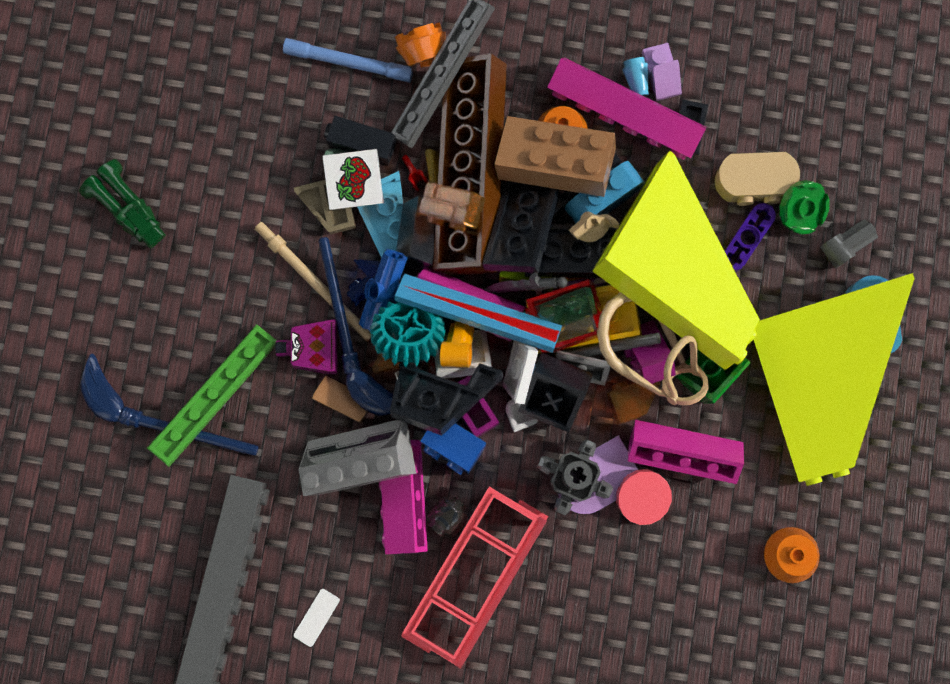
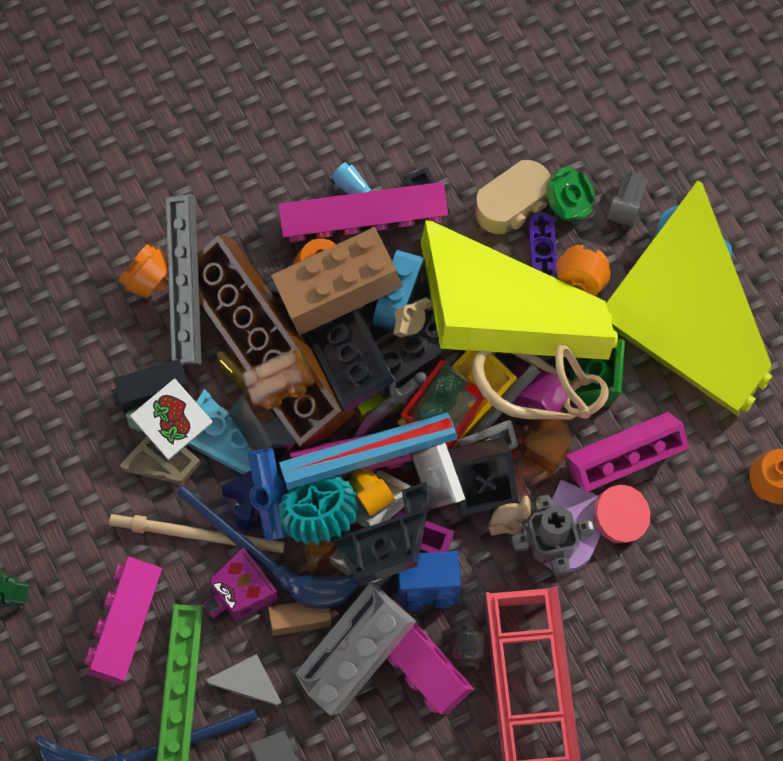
camera: 40 degrees left, 15 degrees down
(208, 313) = (123, 620): none -> dark pink brick
(270, 421) = (247, 680): none -> light grey tile
(390, 69) = (44, 344): medium blue piece -> none
(415, 174) = (221, 384): red hand -> none
(518, 420) = (466, 525): white tile -> none
(554, 438) = (509, 517): none -> tan piece
(662, 71) = (370, 164): lavender slope -> none
(763, 280) = (583, 269): none -> orange cone

